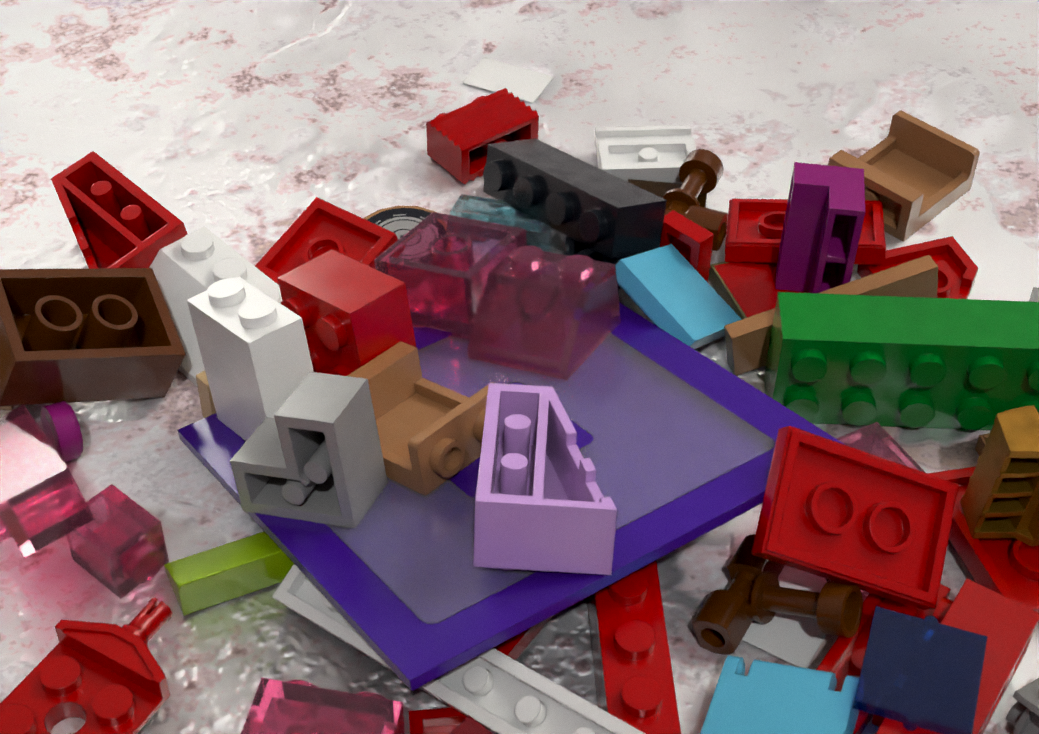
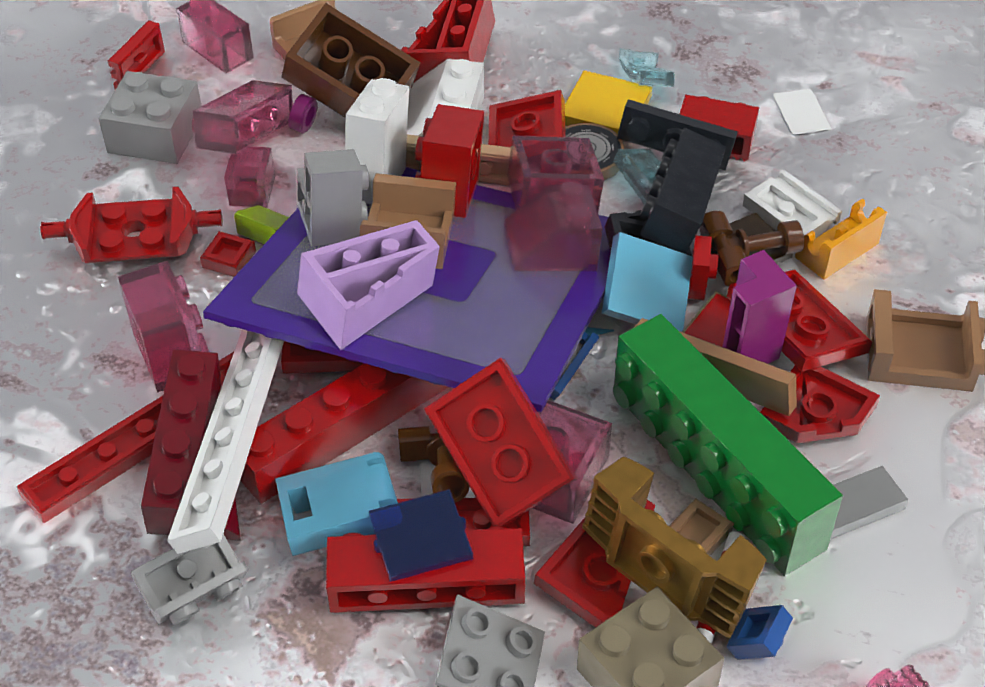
camera: 55 degrees right, 5 degrees up
(218, 642) = (228, 254): none -> red tile
(323, 137) = (644, 69): none -> clear light blue slope
(351, 181) = (602, 100): none -> yellow tile
(455, 165) = (655, 127): none -> black plate
(728, 139) = (843, 241): none -> light orange hinge

